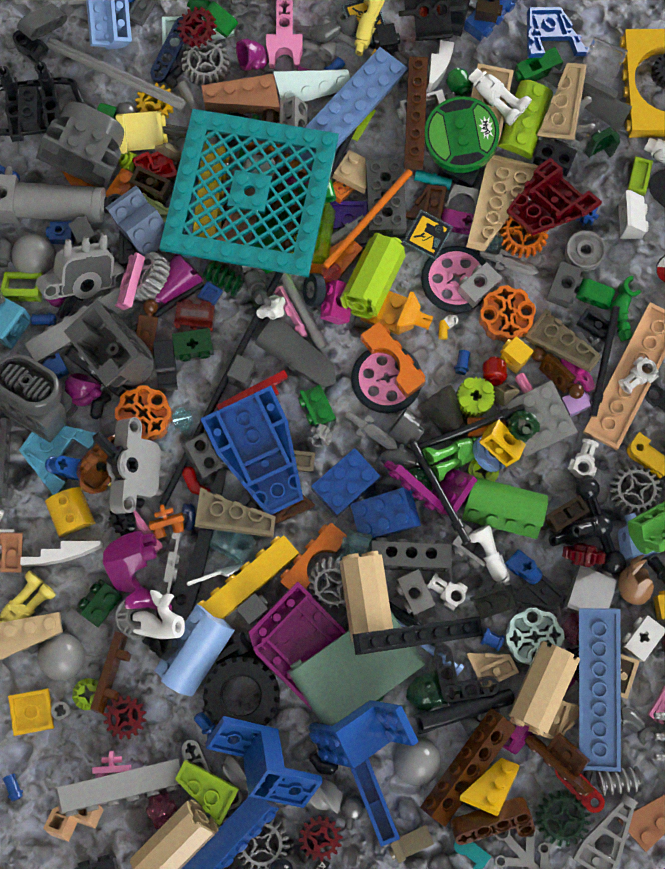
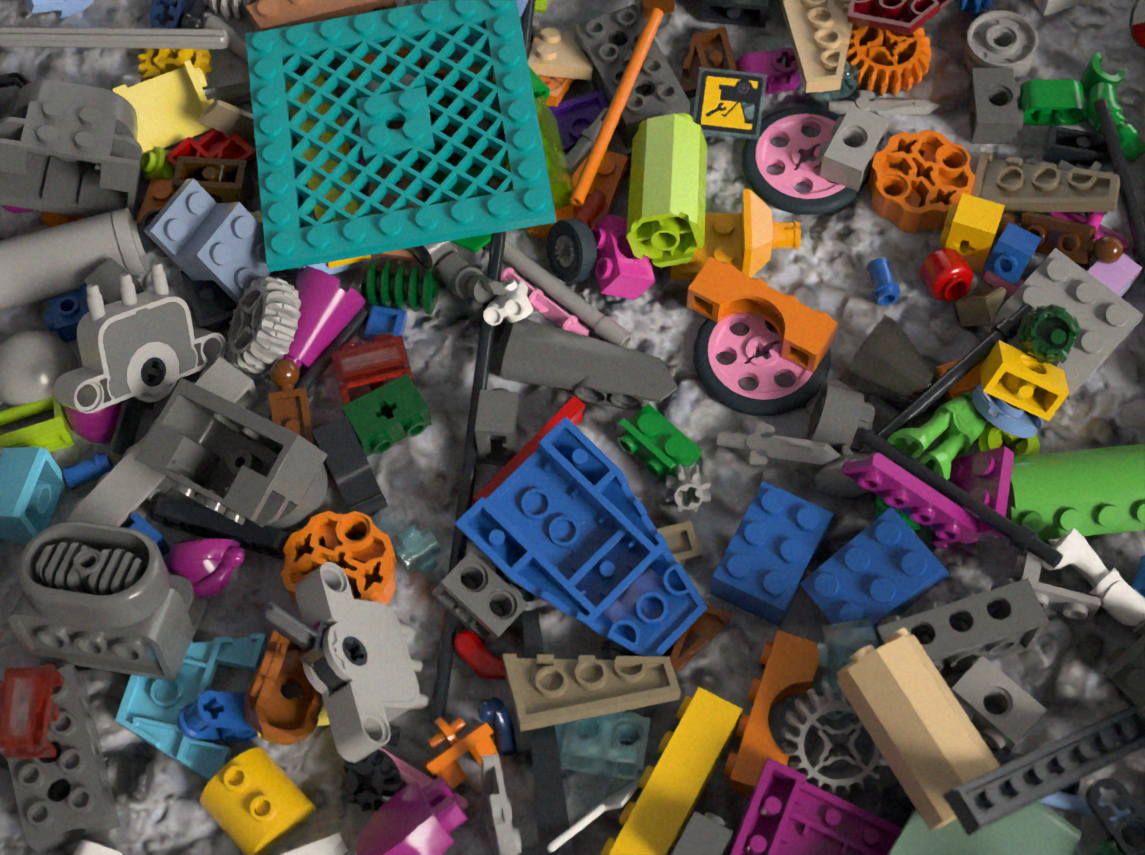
camera: 15 degrees left, 15 degrees down
(98, 406) = (245, 585): black arm -> none
(130, 281) = (232, 342): bright pink piece -> none
(432, 179) = (688, 26): teal pin -> none
(445, 324) = (824, 233): arm -> none
(446, 590) = (1051, 682): white connector -> none
(458, 189) = (767, 24): light grey helmet -> none
(480, 388) = (937, 323): lime brick -> none
(531, 373) = (1012, 253): none -> blue brick

